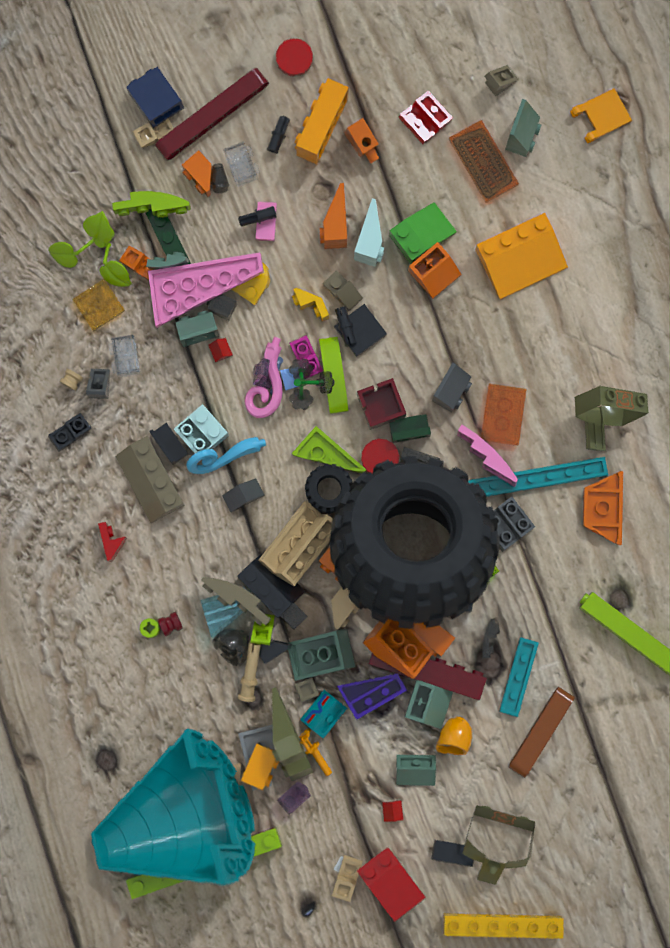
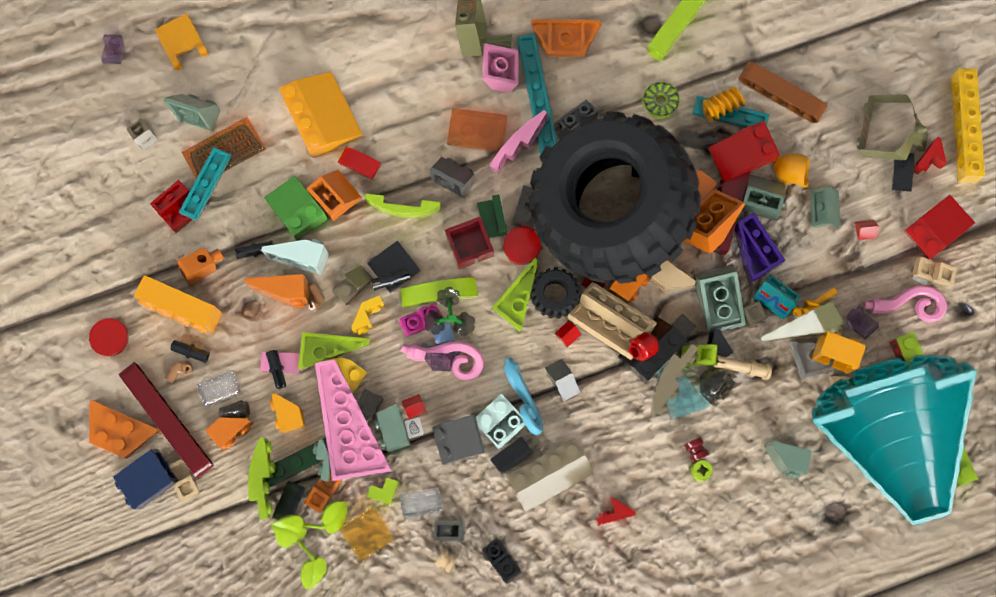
camera: 90 degrees left, 5 degrees down
(129, 230) = (289, 500): none -> black panel
(135, 322) = (386, 494): none -> lime piece
(157, 713) = (789, 459): none -> sand green slope
(183, 390) = (458, 440): none -> dark grey slope
(199, 350) = (414, 427): none -> white sticker
(203, 68) = (116, 430): none -> orange wing
(214, 229) = (288, 415): none -> light orange slope
(261, 123) = (178, 369): none -> medium nougat arm
(269, 570) = (643, 346): none -> red head
(279, 259) = (322, 347): none -> lime wing
(289, 501) = (568, 334): none -> red slope
(310, 820) = (881, 306): none -> bright pink plant
(329, 256) = (317, 299): none -> medium nougat arm
(379, 193) = (251, 250): none -> black pin
(419, 361) = (427, 207): none -> lime slope
(446, 143) = (205, 184): none -> teal tile
(468, 295) = (359, 162): none -> red slope
(471, 683) = (744, 151): none -> red slope
(472, 887) = (933, 155): none -> red slope
(526, 666) = (722, 102): none -> light orange piece
(534, 616) = (665, 90): none -> tile
(566, 436) = (500, 67): none -> bright pink slope
(589, 48) = (113, 49): none -> clear purple bracket

